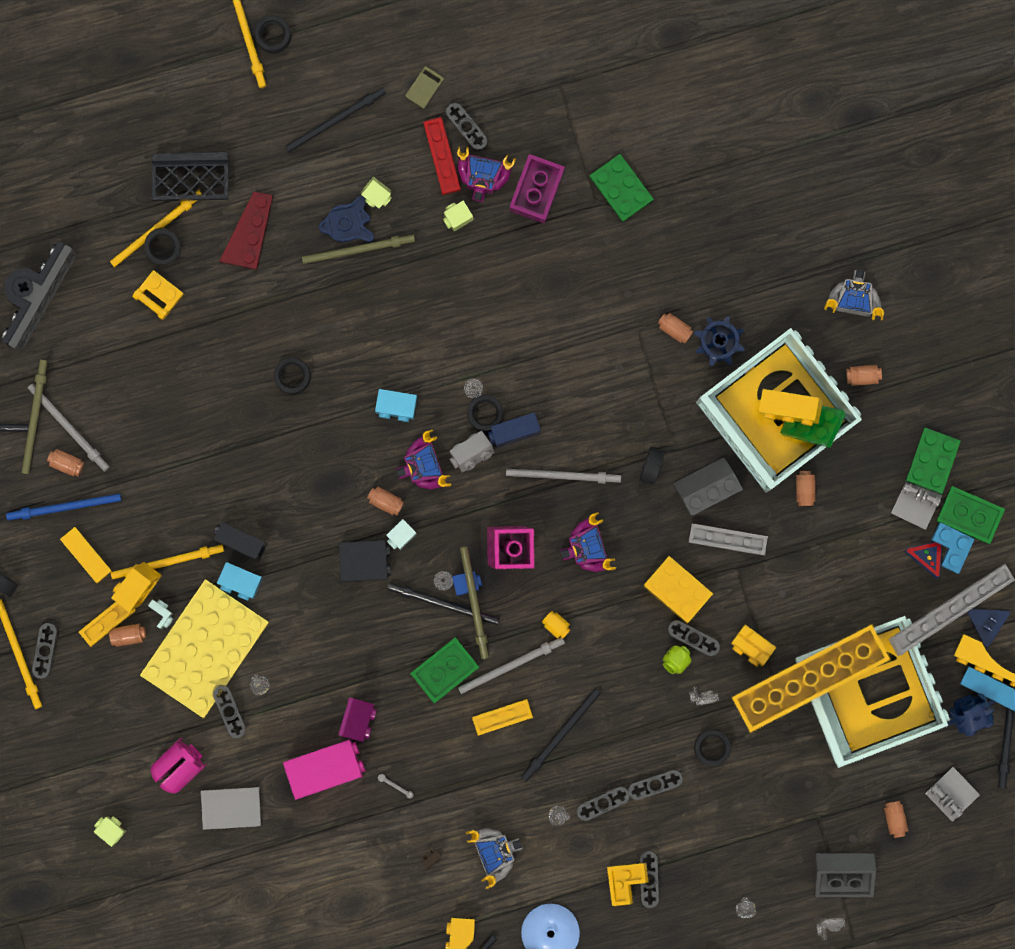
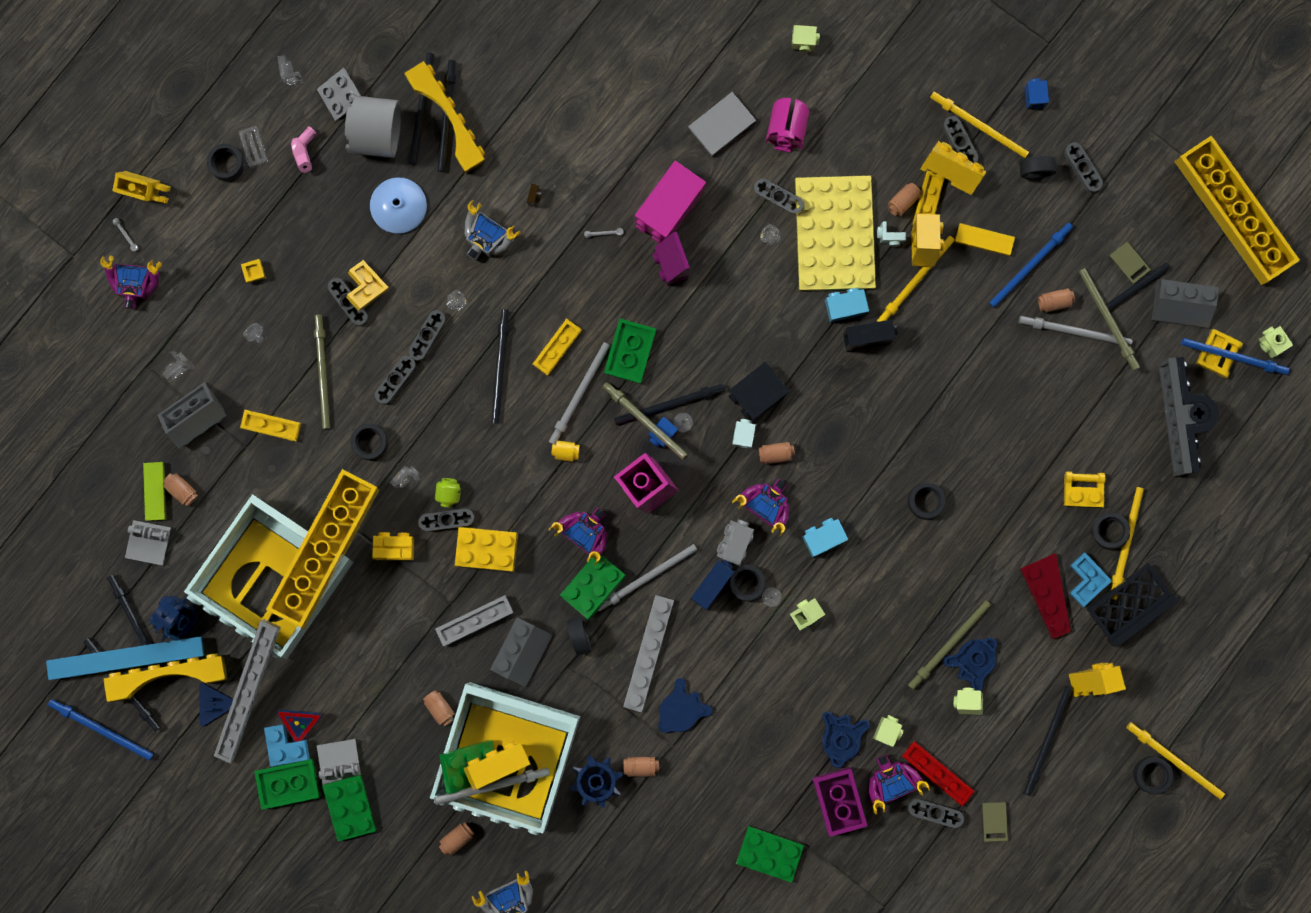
camera: 140 degrees right, 0 degrees up
(68, 631) = (954, 167): none -> yellow wedge
(205, 217) = (1092, 582): none -> dark azure plate
(260, 136) = (1099, 680): none -> yellow wedge
(455, 354) = (807, 613): none -> yellowish green brick
(498, 237) = (841, 738): none -> dark blue tile
(605, 413) = (648, 653): none -> light grey plate
(611, 350) = (681, 710): none -> dark blue tile
(612, 498) = (593, 586): none -> green plate
(692, 869) = (319, 335): none -> olive bar
(771, 383) = (528, 776): none -> light grey bar
(785, 820) = (270, 425): none -> yellow tile
(918, 833) = (154, 491): none -> lime tile

